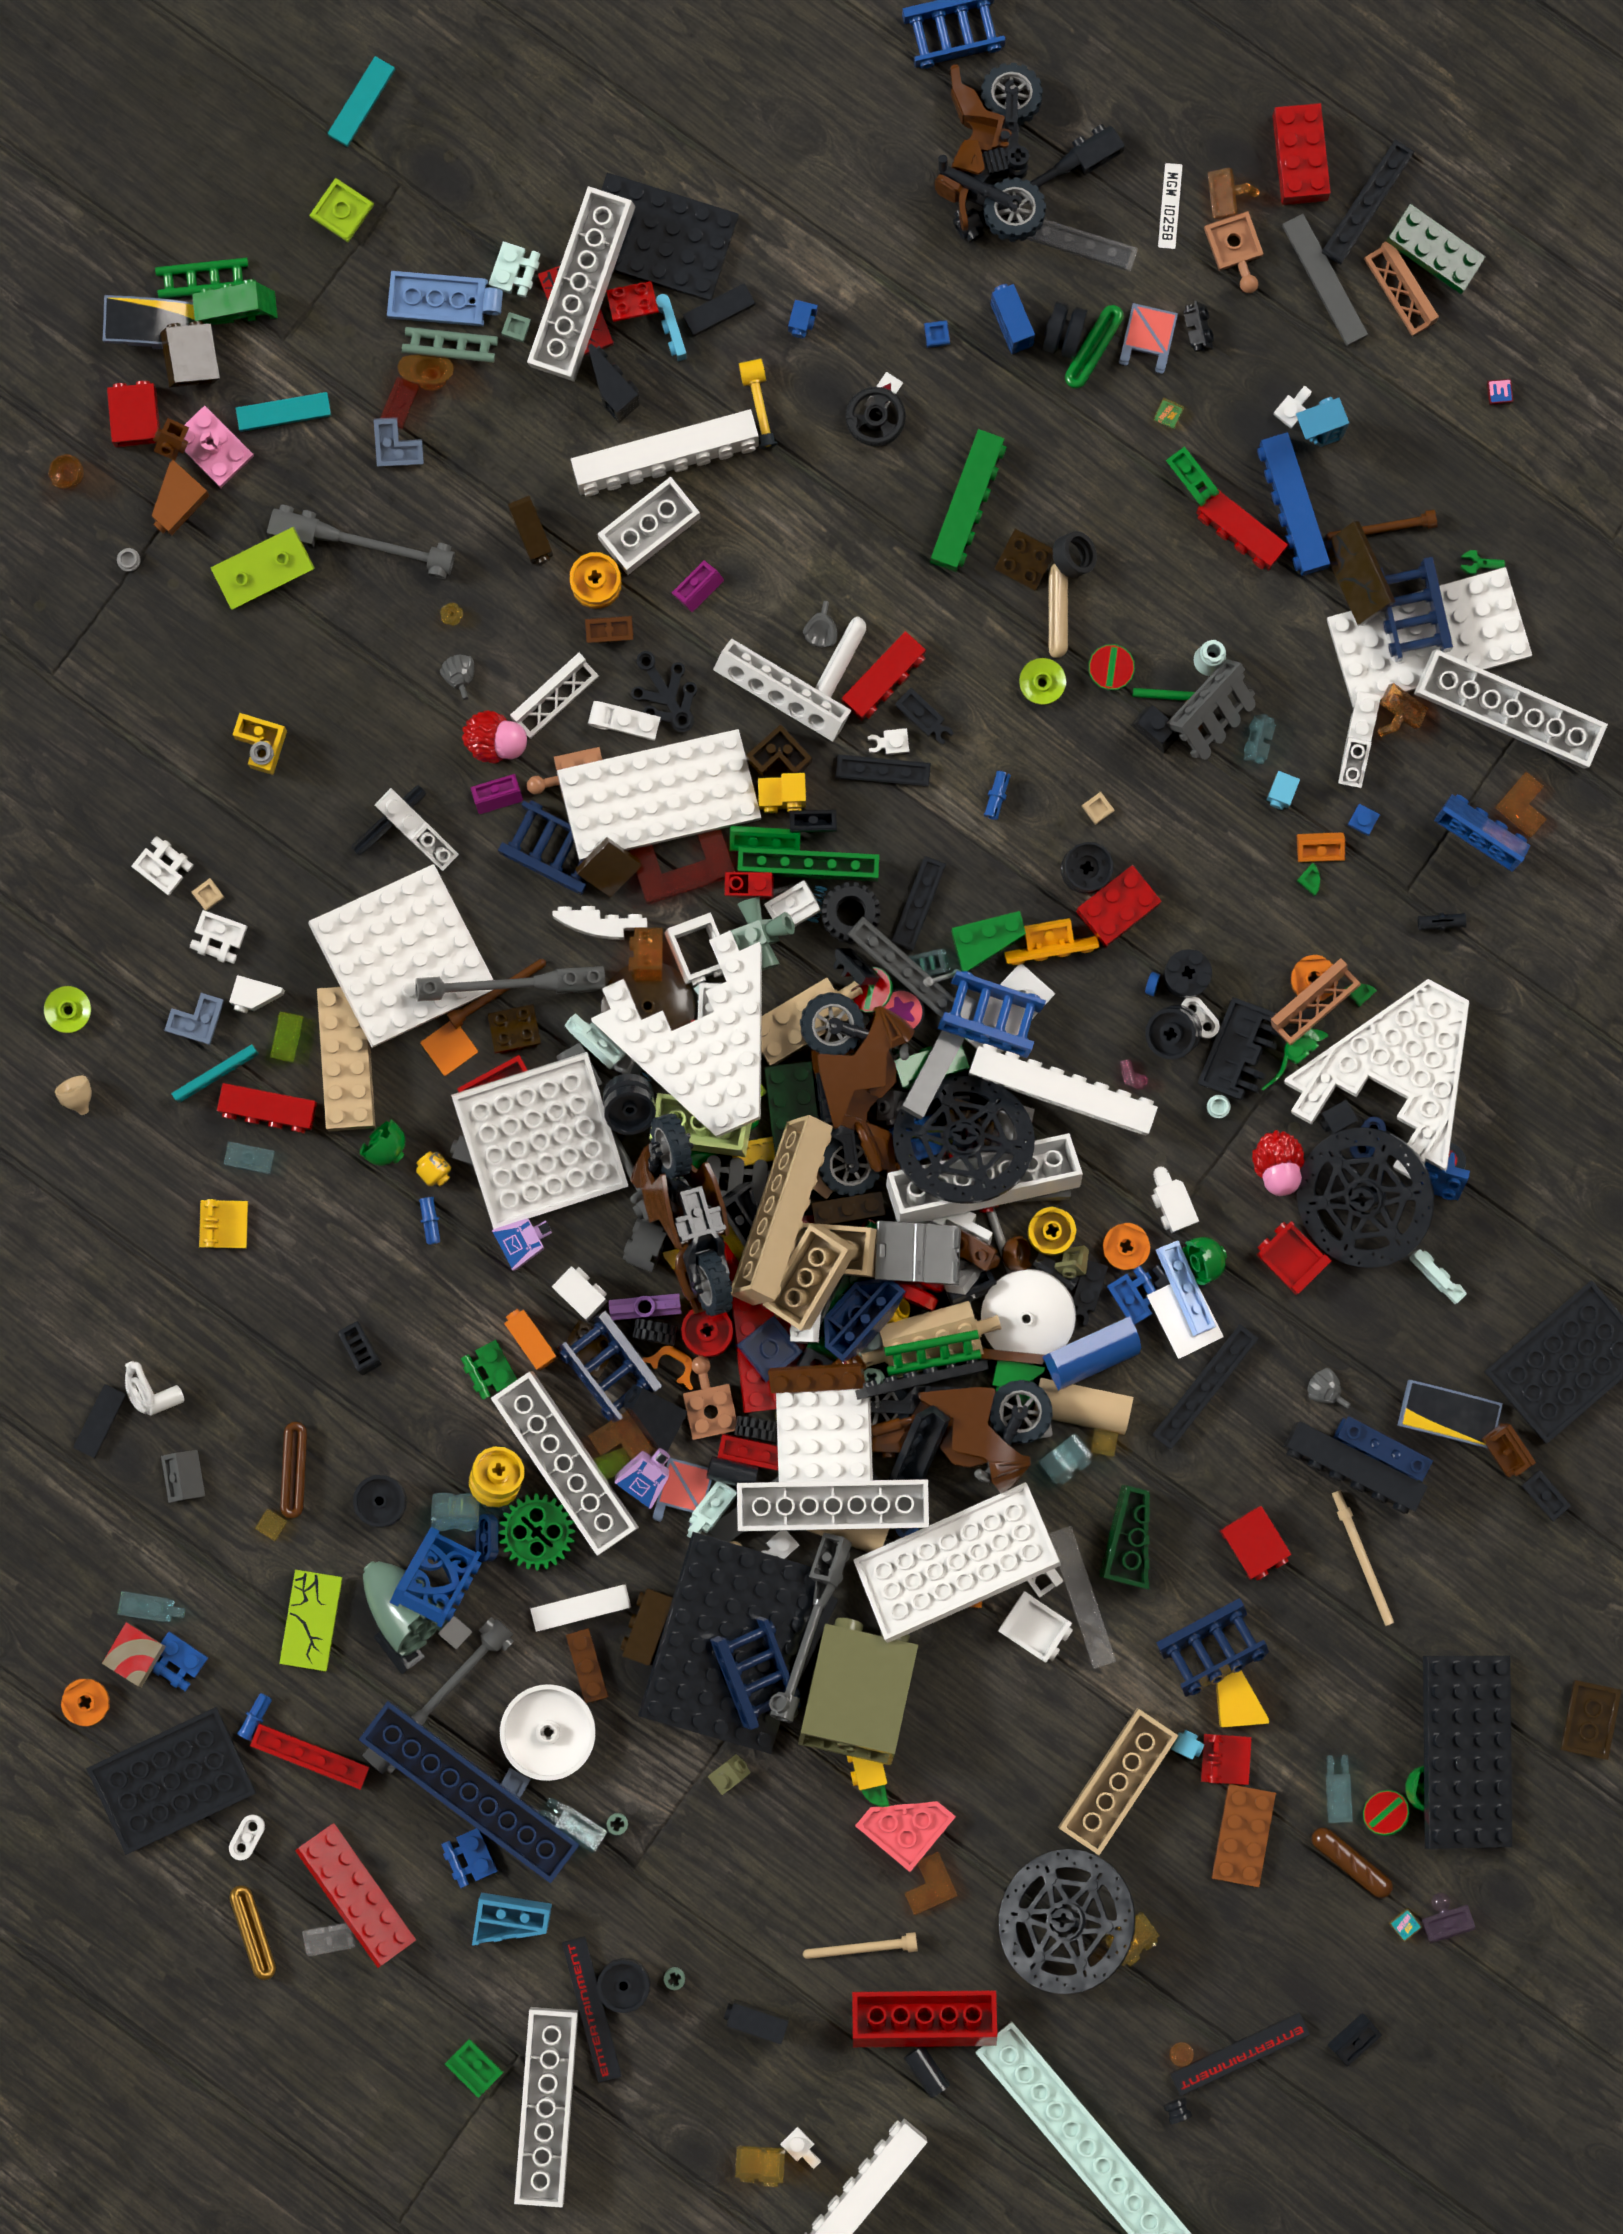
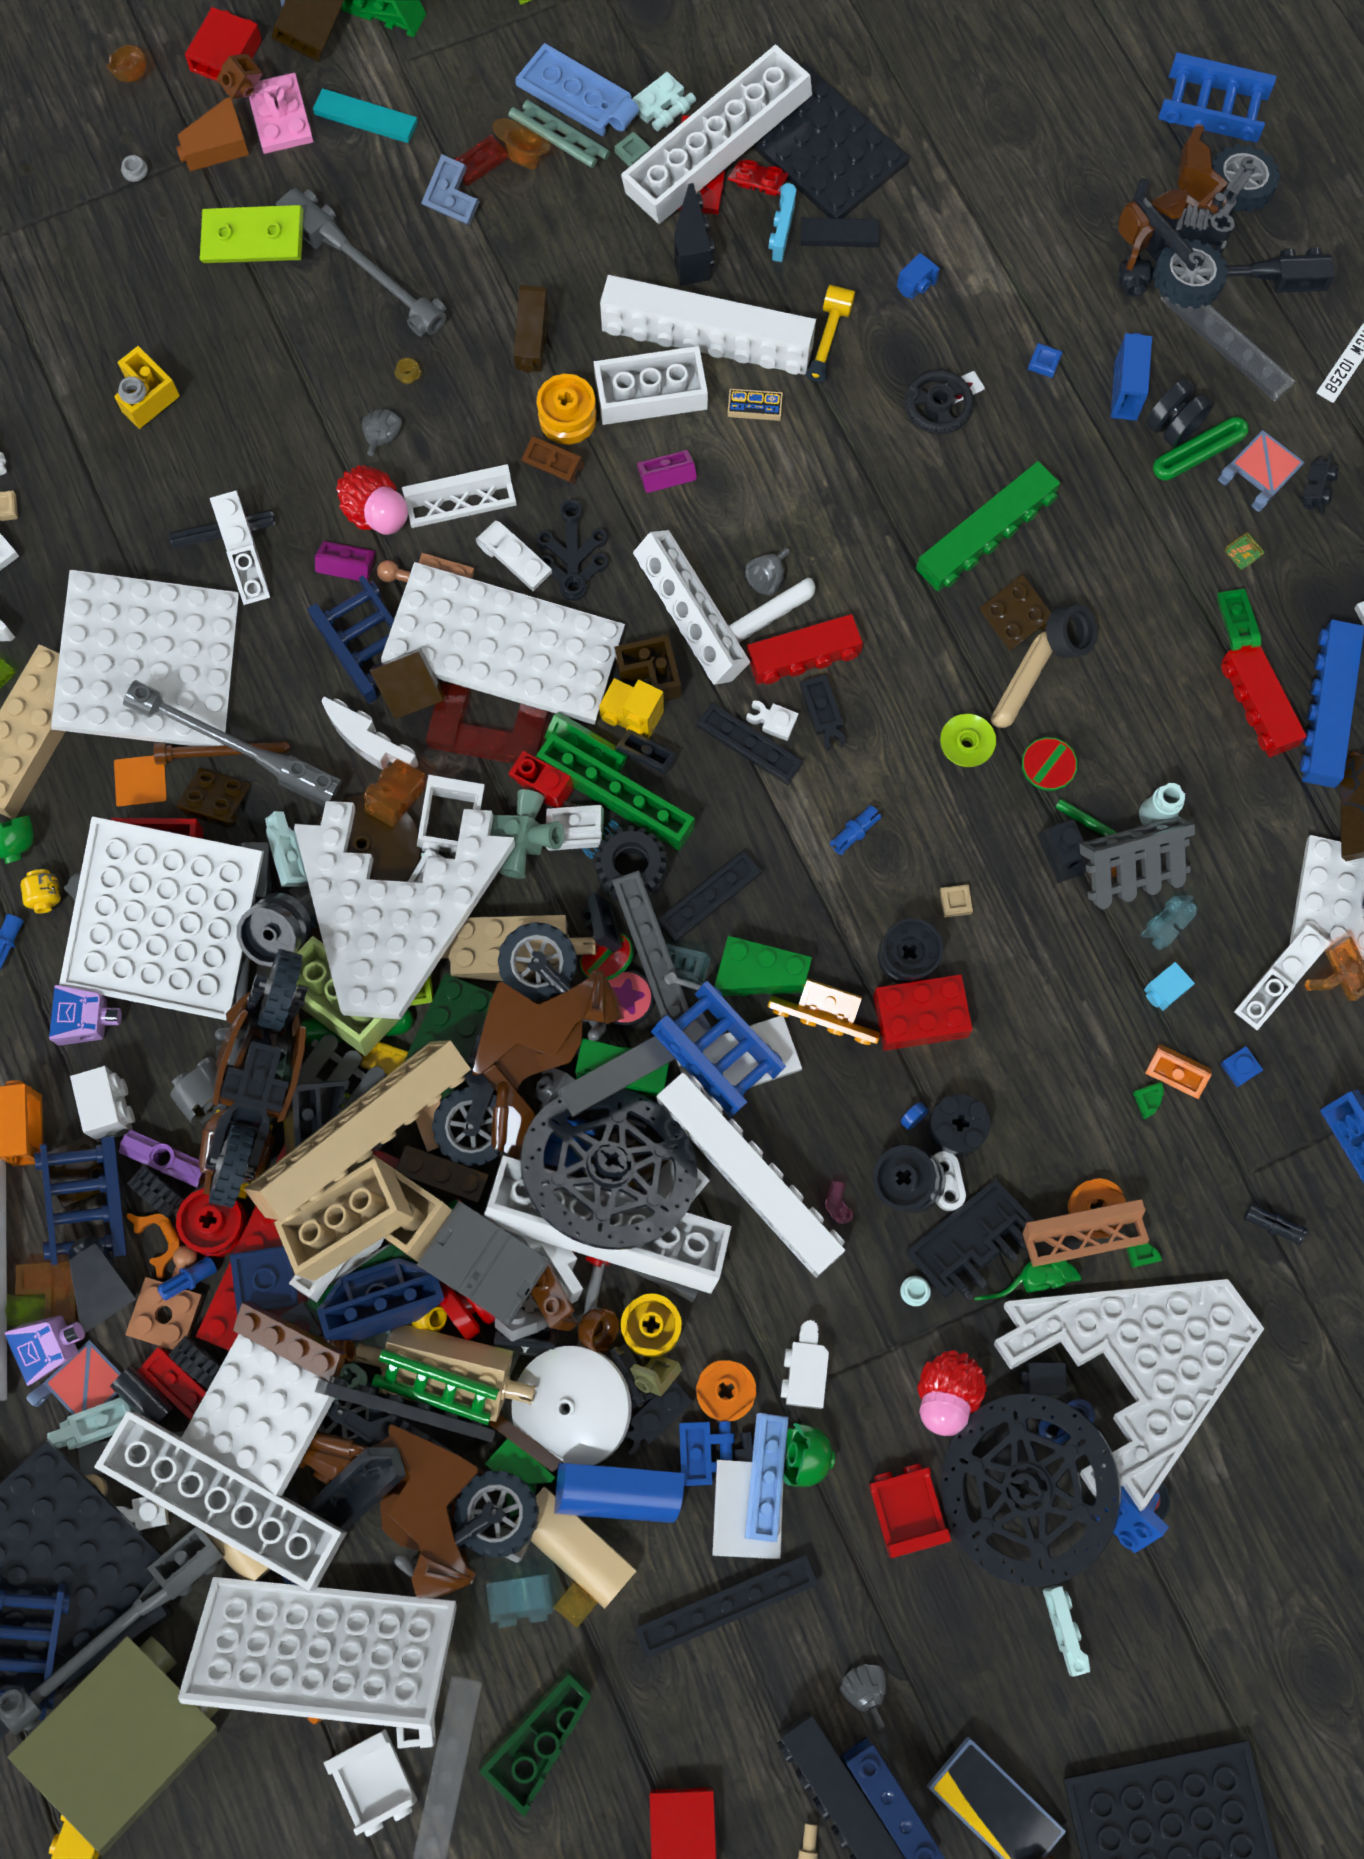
camera: 30 degrees right, 10 degrees down
(713, 1377) = (187, 1278): none -> blue axle
(734, 494) = (755, 404): none -> tile

